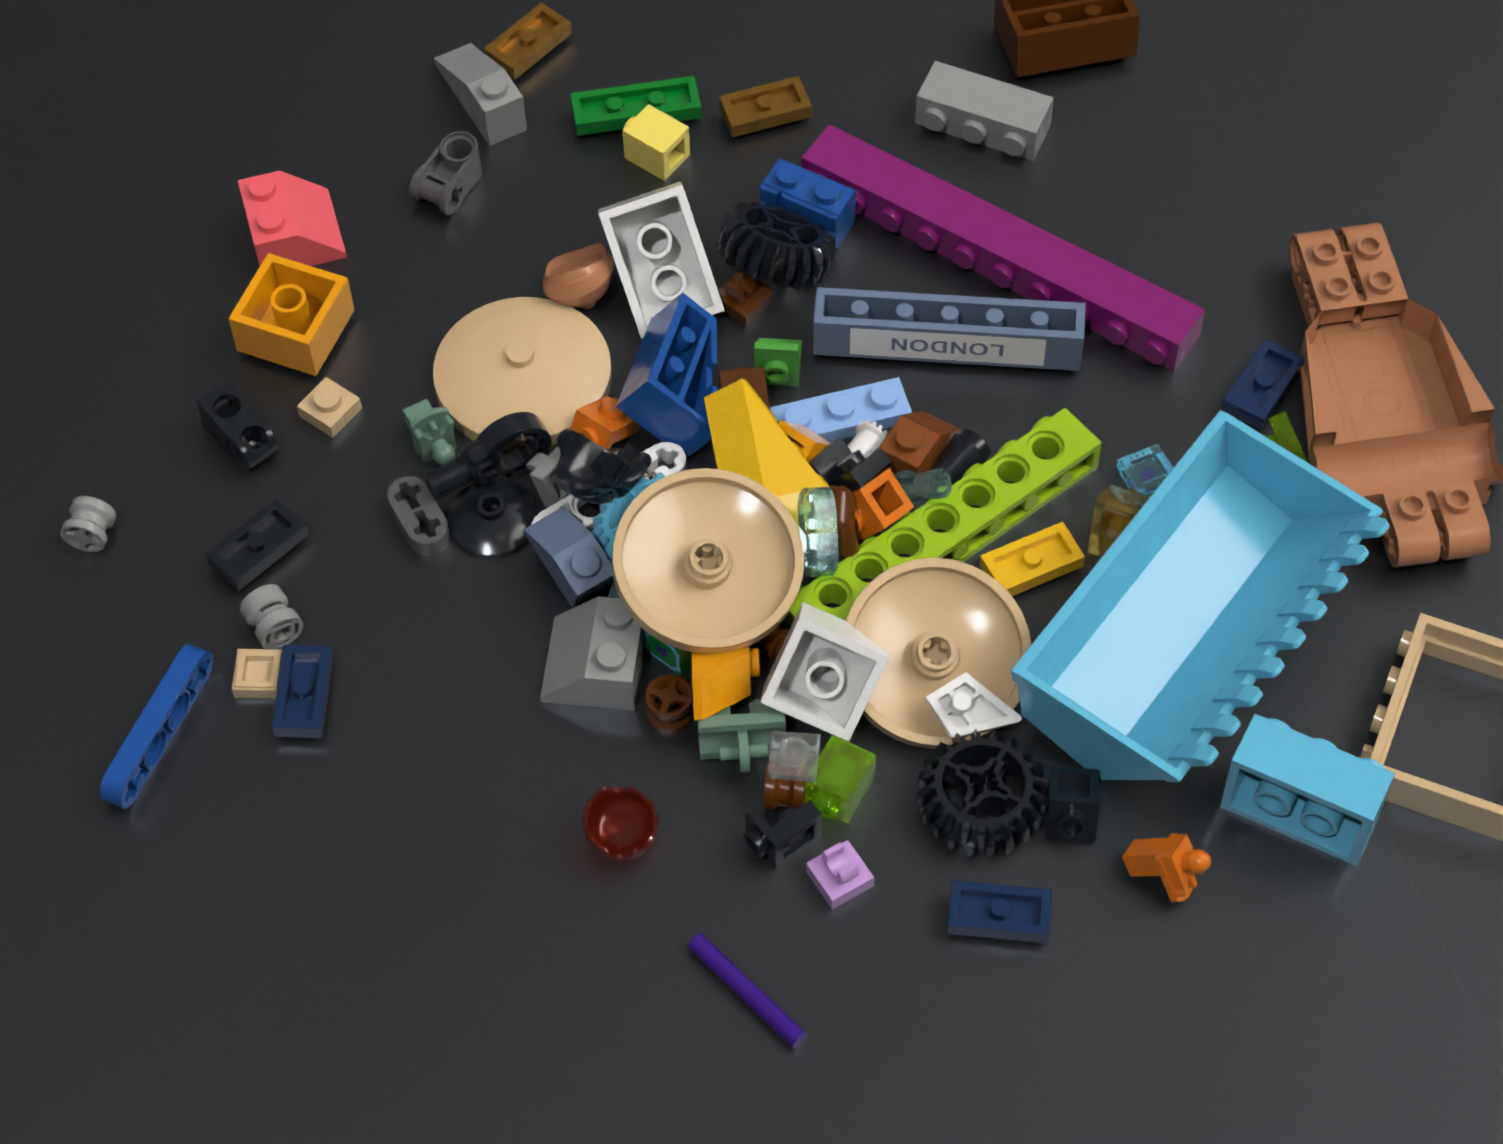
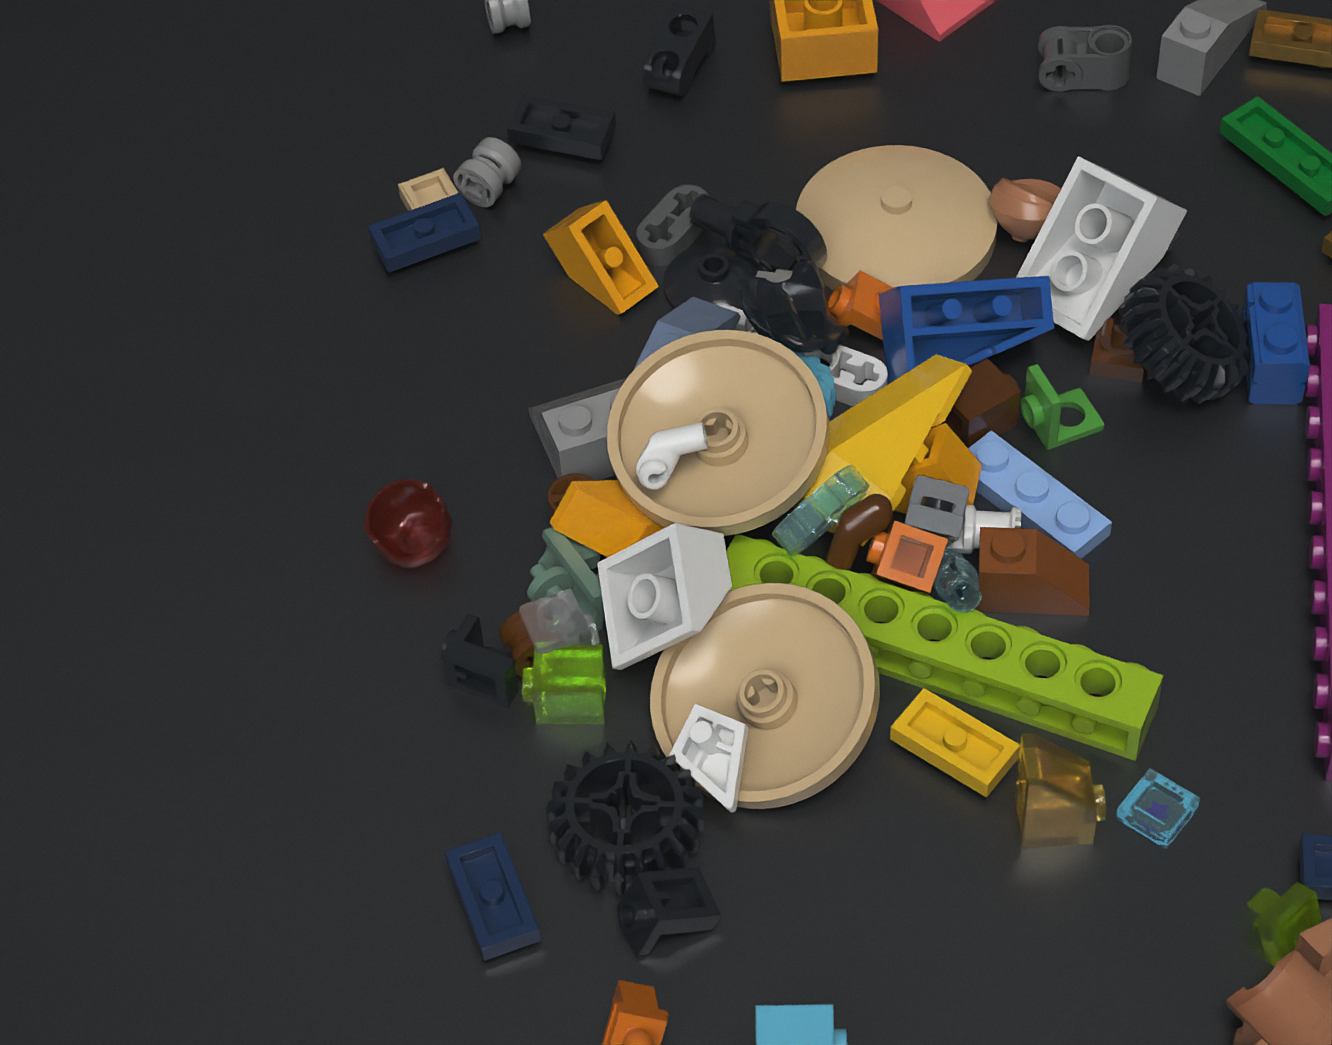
camera: 65 degrees right, 5 degrees down
(156, 726) = (328, 158): blue beam -> none
(329, 407) = (753, 107): tan plate -> none
(423, 576) = (601, 256): none -> light orange slope
(431, 432) = (771, 179): sand green piece -> none
(656, 142) = (1254, 190): light yellow brick -> none
(710, 601) = (664, 451): none -> white arm
(747, 990) = (290, 719): dark purple bar -> none
(839, 874) = (466, 738): lavender tile -> none
(948, 329) = (1199, 534): sand blue brick -> none
(962, 453) = (1046, 615): black cone -> none
(1193, 606) = (968, 888): medium azure piece -> none

